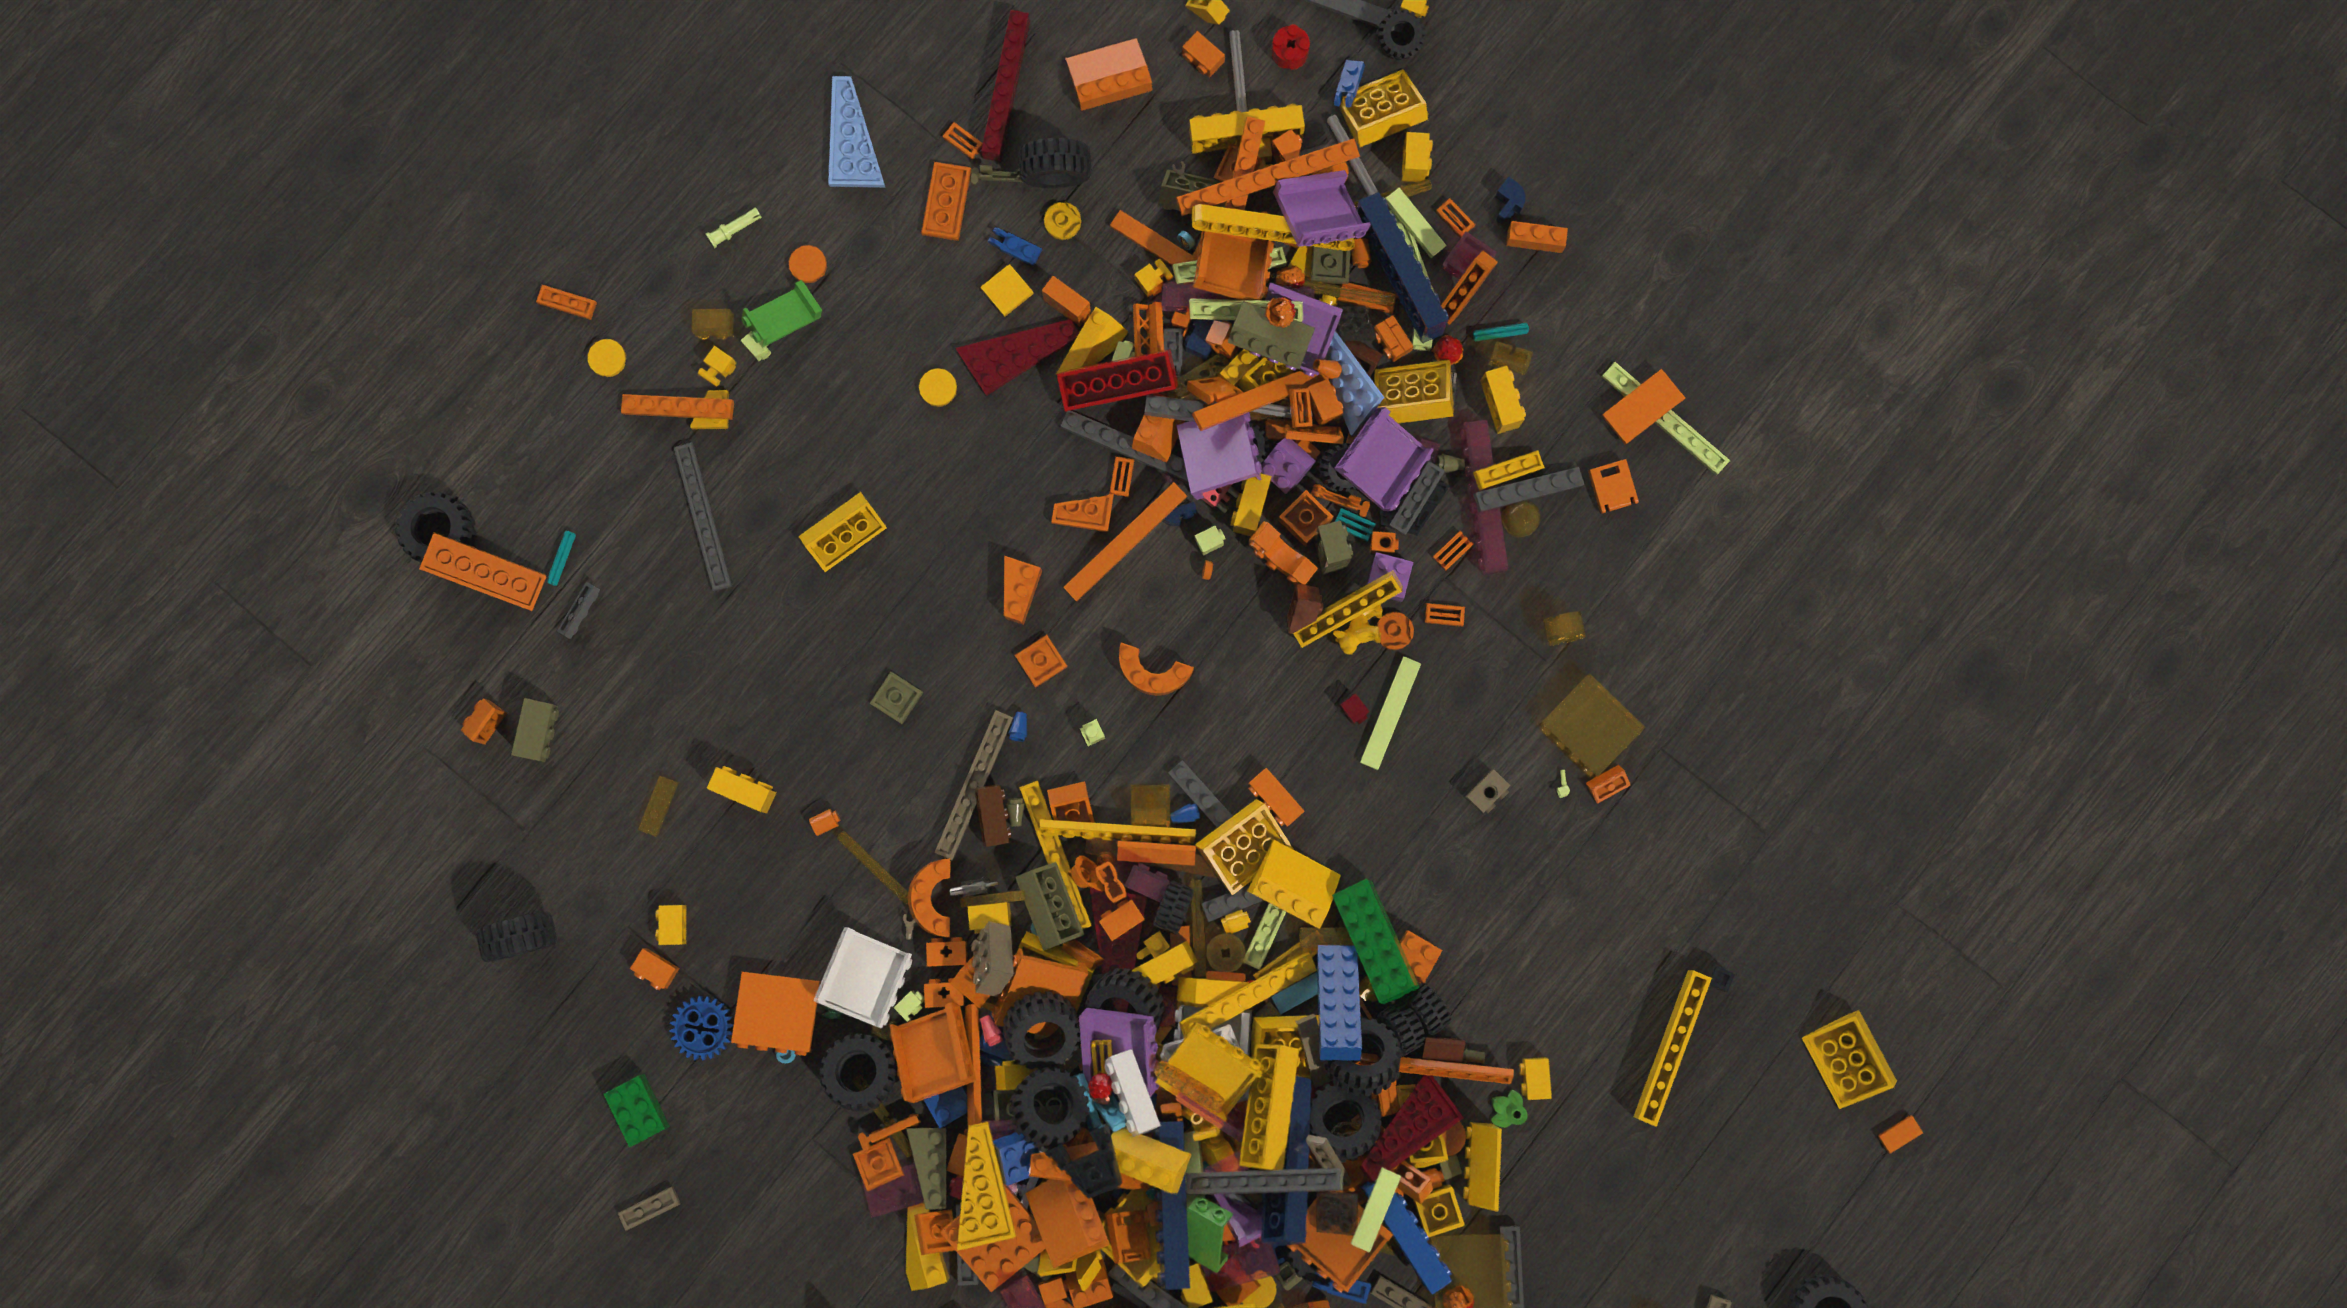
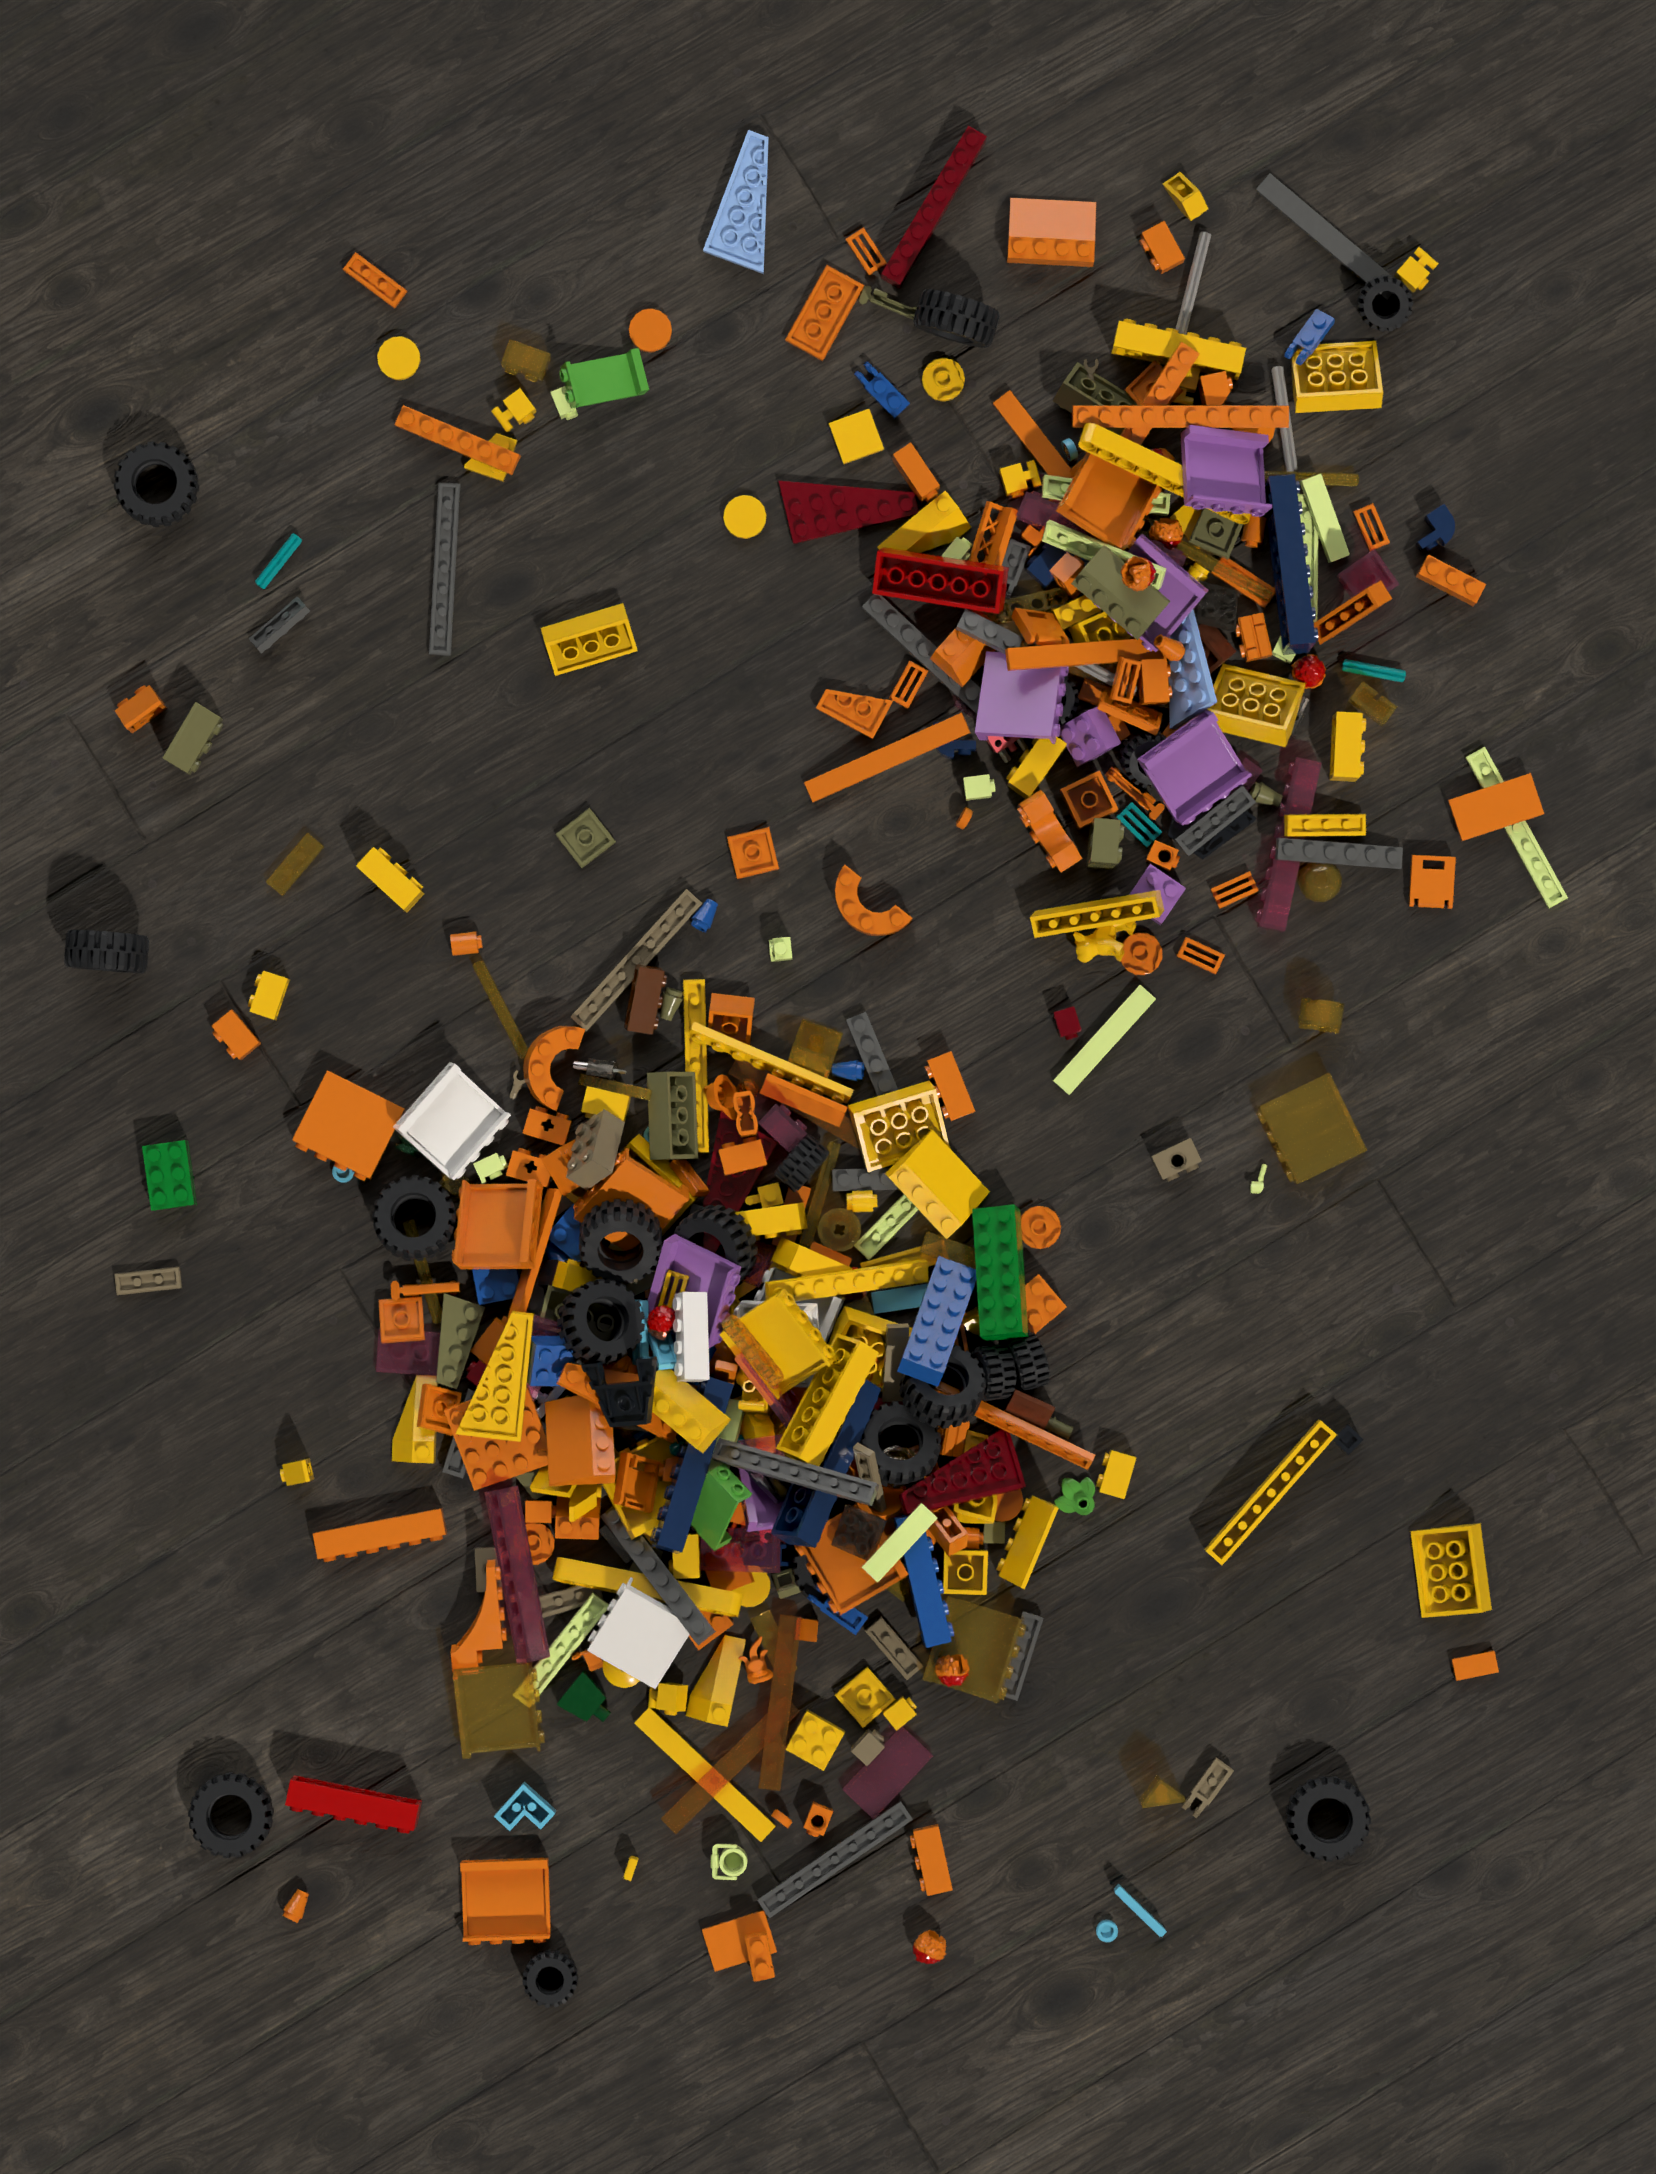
camera: 15 degrees right, 5 degrees up
(482, 571) = (193, 549): orange plate -> none
(699, 1045) = (255, 1131): blue gear -> none
(725, 231) = (573, 262): yellowish green pin -> none
(991, 1032) = (567, 1225): coral cone -> none
(1019, 588) = (757, 767): orange wedge -> none
(1290, 37) = (1266, 263): red brick -> none
(1304, 607) = (1052, 895): copper slope -> none
(1394, 890) = (1040, 1227): none -> orange tile
(1416, 157) = (1349, 450): yellow brick -> none
(1608, 784) = (1307, 1196): orange slope -> none

